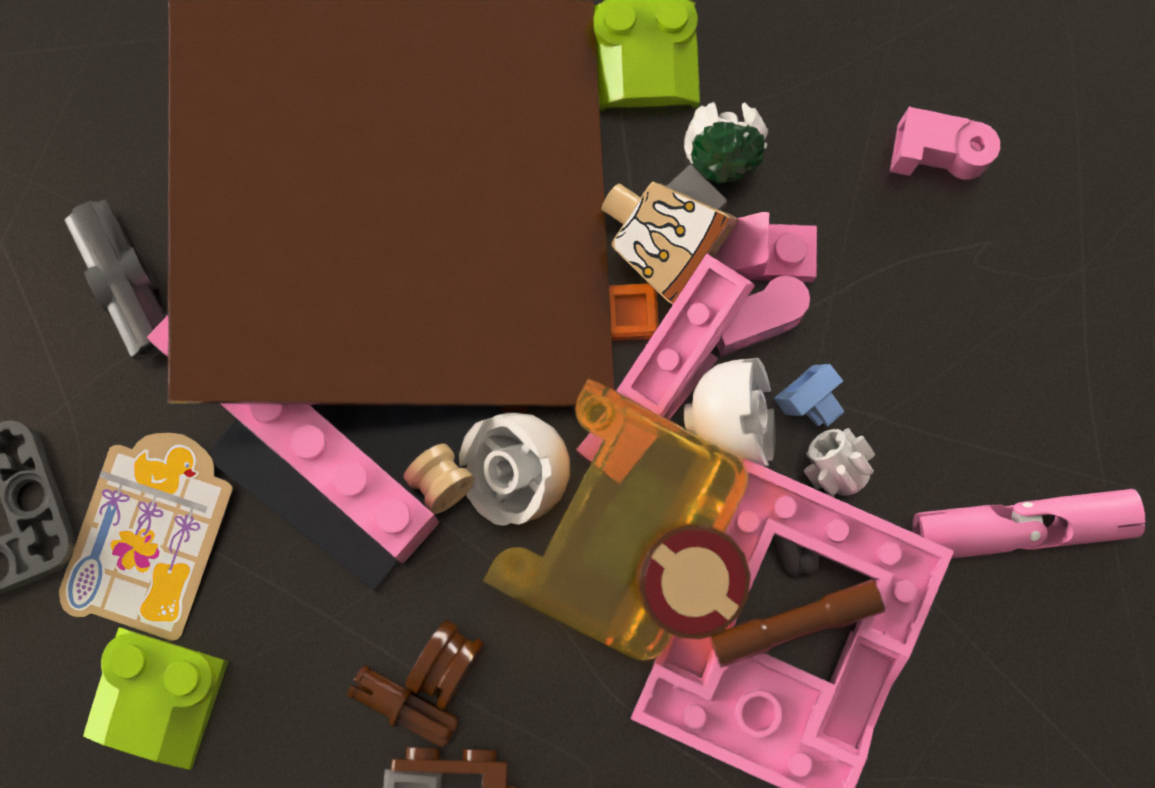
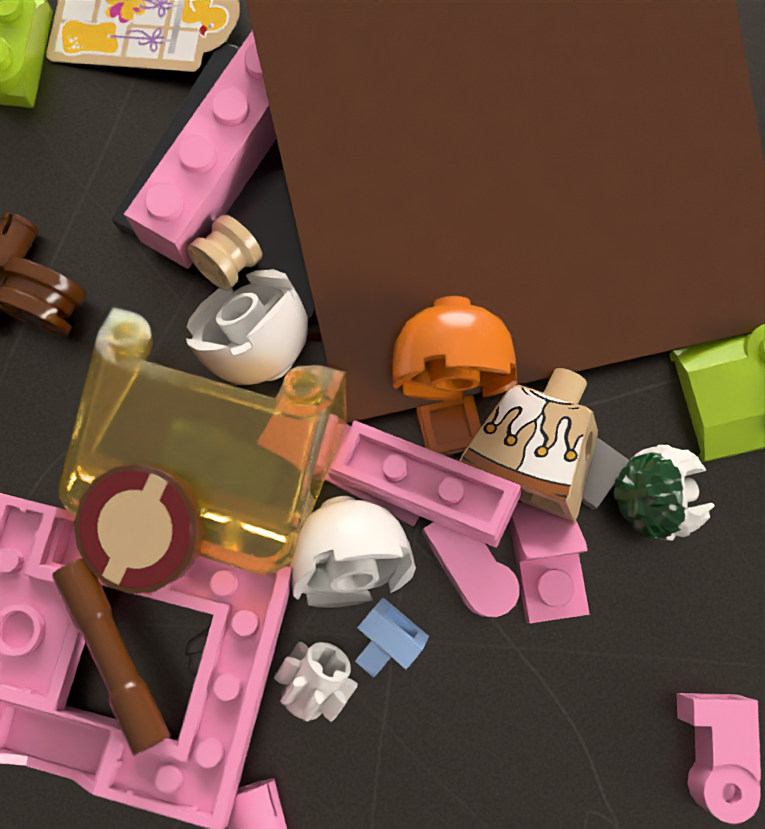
camera: 80 degrees right, 0 degrees up
(577, 285) = (454, 351): none -> orange cylinder

